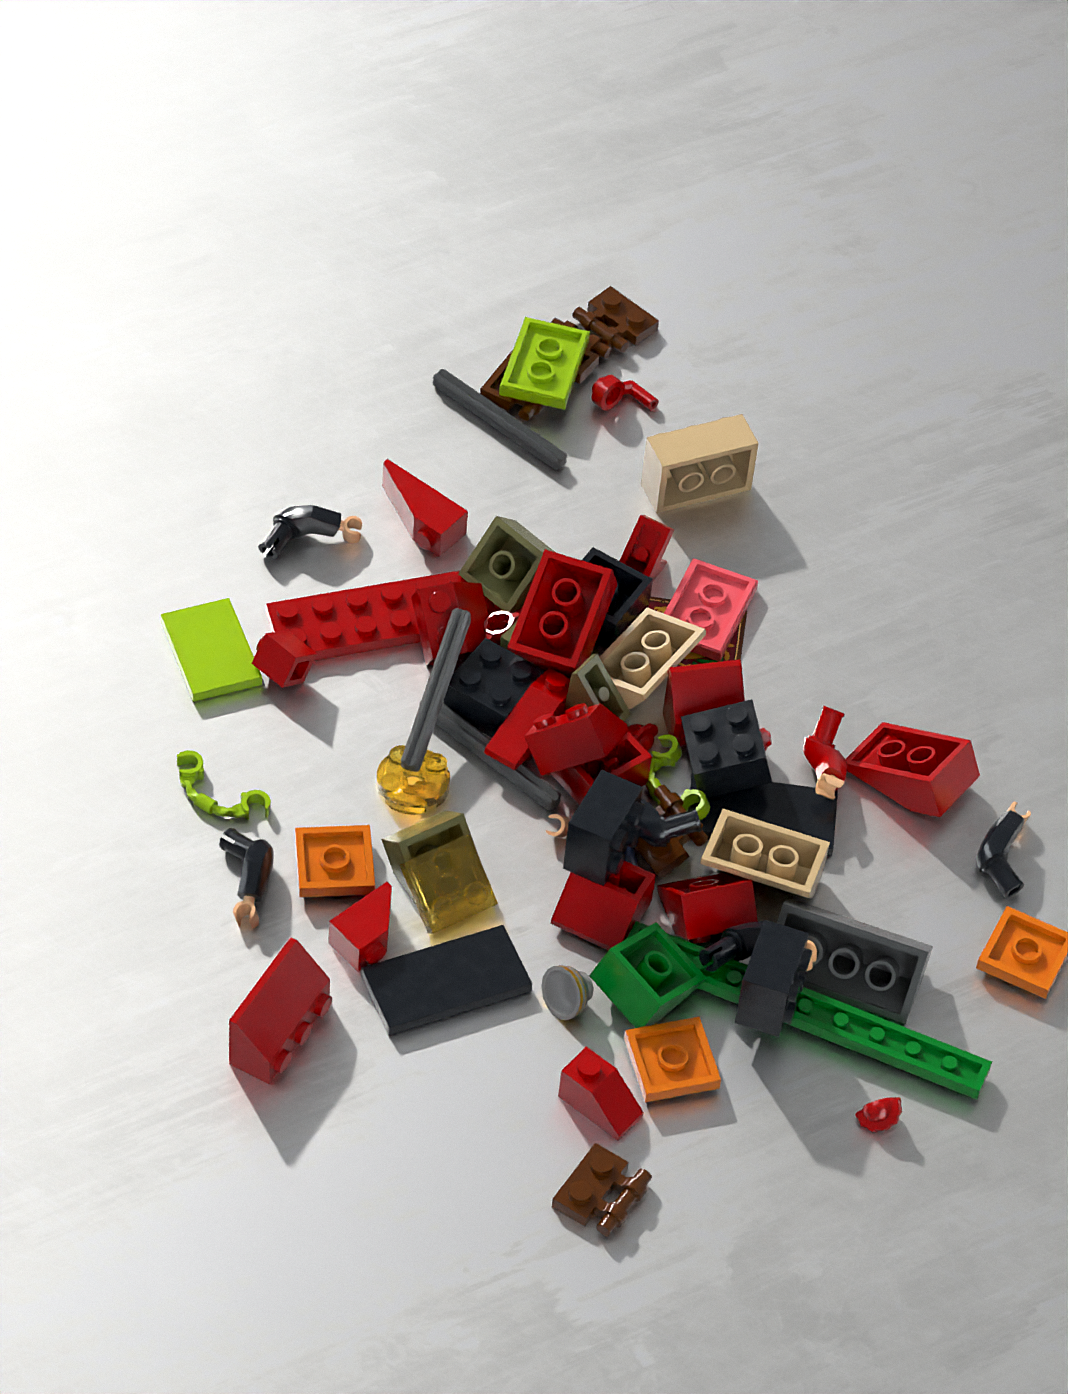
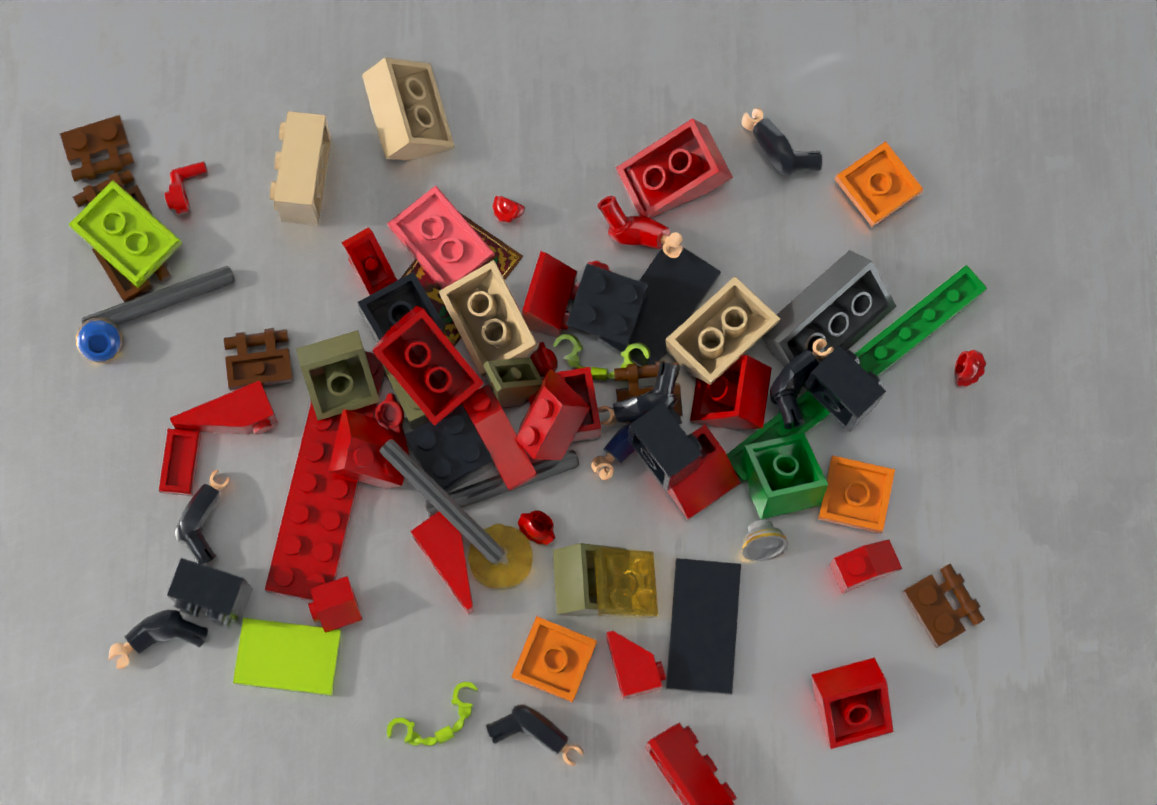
camera: 60 degrees left, 25 degrees up
(180, 534) = (155, 628): none -> black arm
(235, 552) = (209, 592): none -> black brick
(354, 495) = (180, 462): none -> red tile
(384, 729) = (446, 552): none -> red slope
(431, 389) = (99, 339): none -> blue piece
(442, 1138) = (853, 702): none -> red slope
(464, 794) = (537, 527): none -> red piece
(483, 507) = (267, 366): none -> reddish brown plate
(776, 649) = (506, 209): none -> red piece
(820, 528) = (407, 109): none -> tan slope

